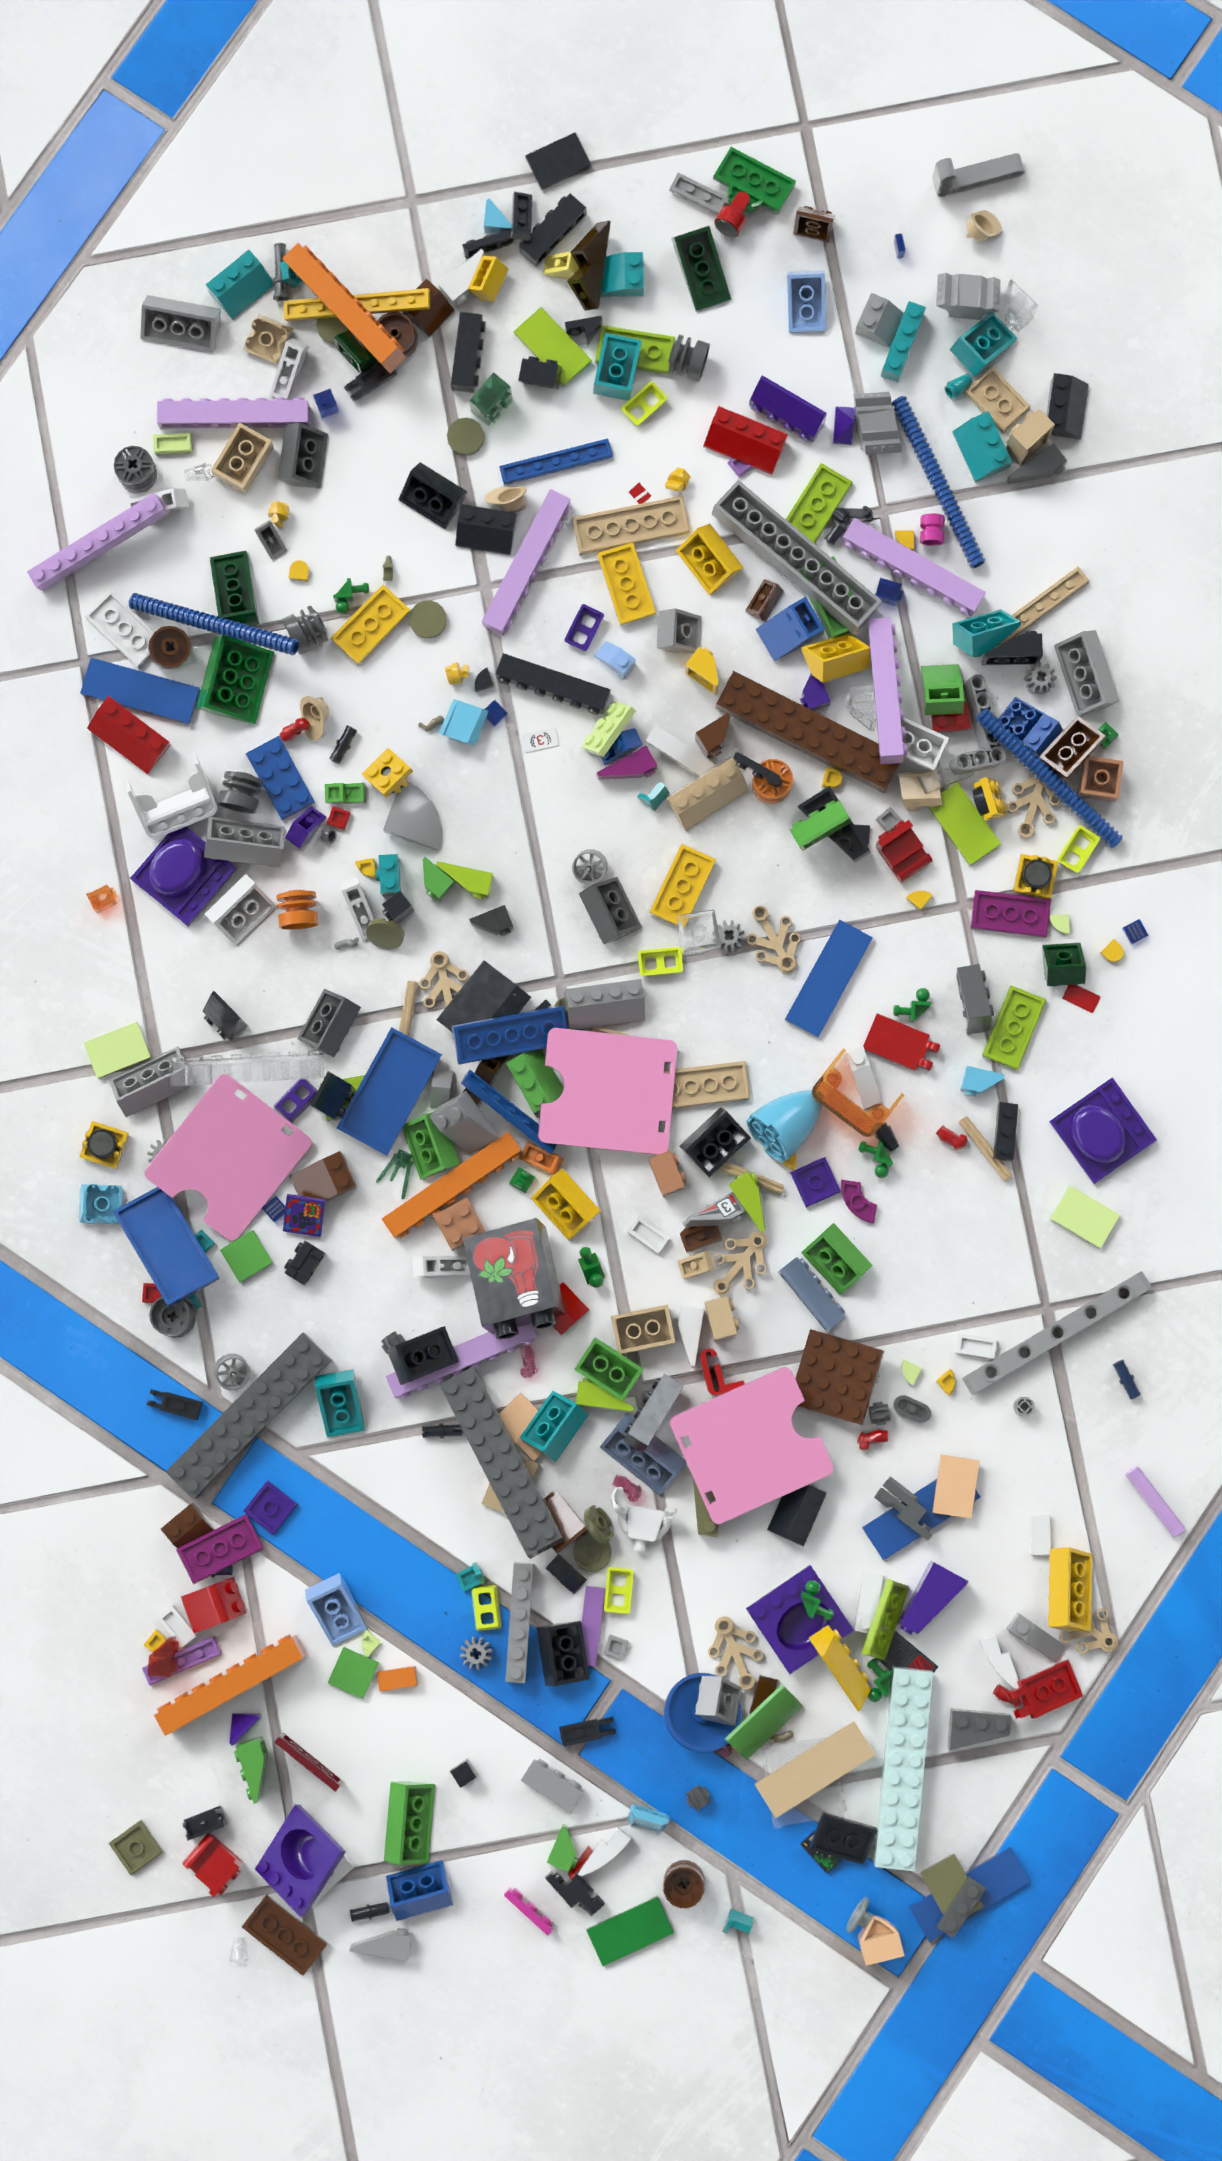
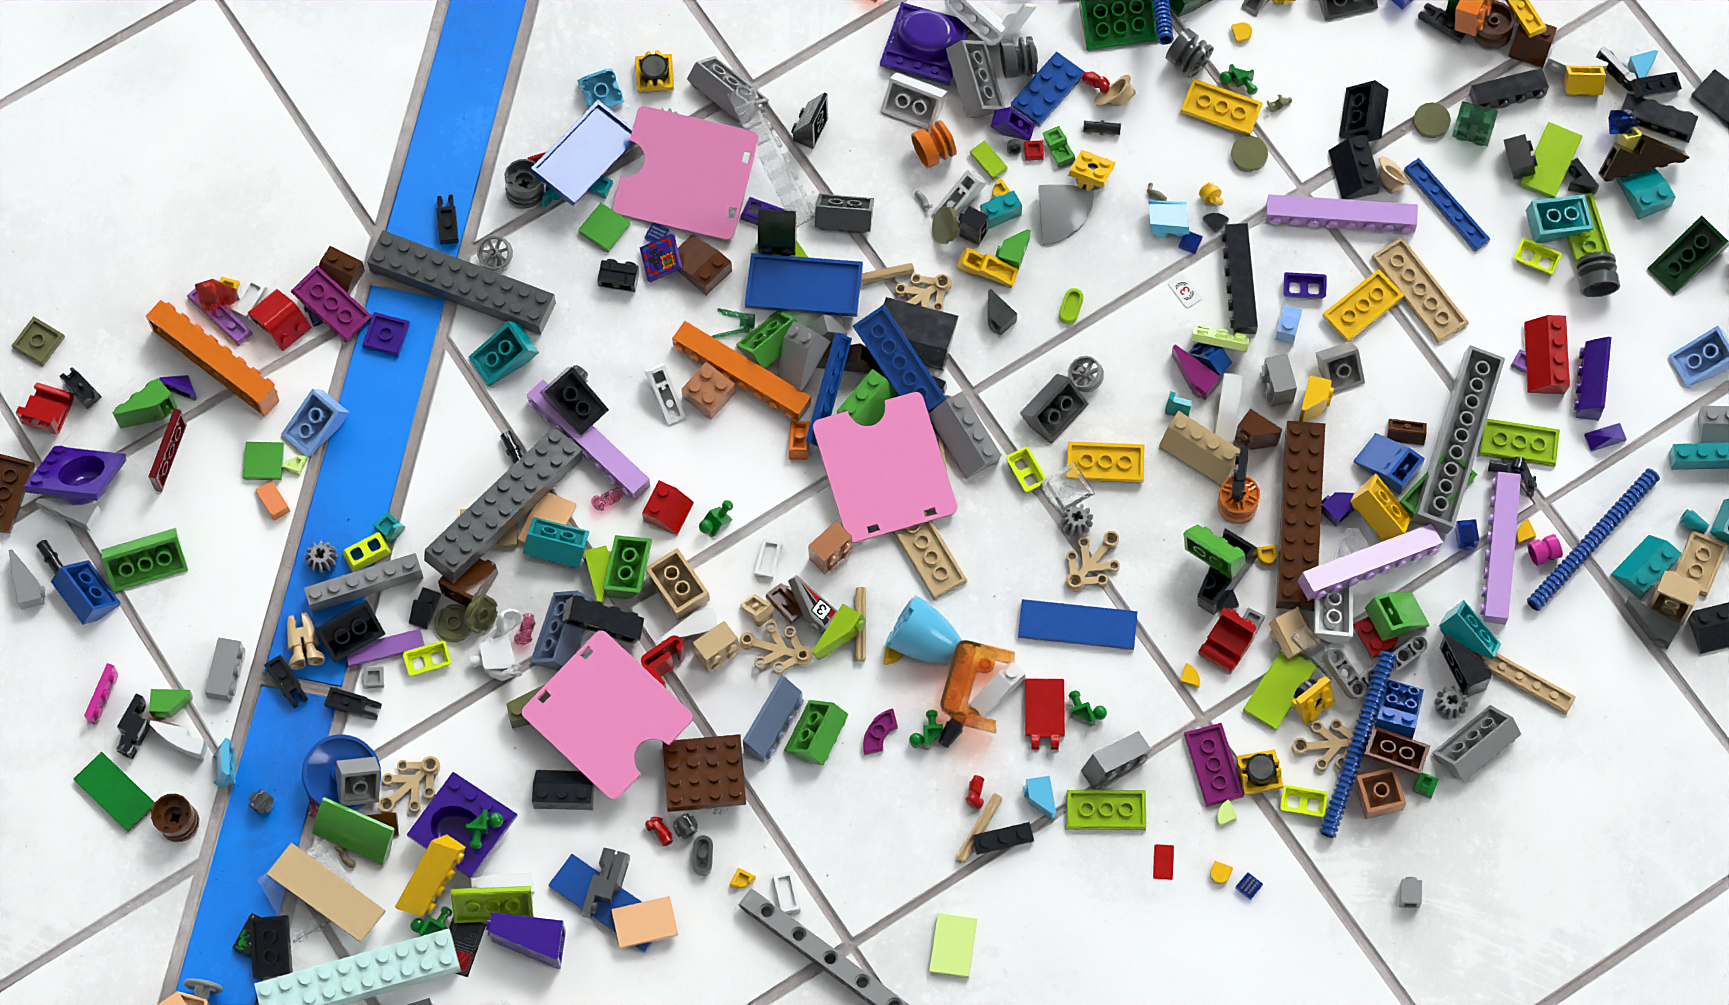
camera: 65 degrees right, 15 degrees down
(117, 1050) = (743, 52): yellowish green tile -> none
(331, 864) = (988, 160): none -> lime tile
(442, 912) = (987, 266): none -> yellow slope
(463, 1773) = (207, 587): black brick -> none
(472, 880) = (1027, 280): lime slope -> none
(512, 851) = (1071, 306): none -> lime tile
(514, 1278) = (677, 448): brick -> none
(522, 1180) = (772, 430): green tile -> none
(546, 264) = (1622, 121): none -> clear blue brick
(551, 1700) = (303, 639): none -> tan piece
(565, 1204) = (766, 474): yellow slope -> none
(633, 1678) = (351, 703): none -> black hinge
(639, 493) = (1453, 286): red sticker -> none
(671, 694) = (1279, 380): none -> light grey brick
(678, 480) = (1481, 312): yellow piece -> none
(709, 558) = (1421, 366): yellow slope -> none
(715, 1142) = (878, 580): black slope -> none
(739, 1921) = (159, 883): teal tile -> none
(815, 1182) = (880, 686): dark purple tile -> none
(876, 423) = (1620, 459): light grey slope -> none
(910, 1372) = (737, 841): yellowish green tile -> none
(1023, 1406) = (748, 960): light grey wheel -> none
(1064, 964) = (1186, 830): dark green slope -> none
(1103, 1130) = (1043, 929): dark purple piece -> none
(1199, 793) = (1410, 893): none -> light grey brick

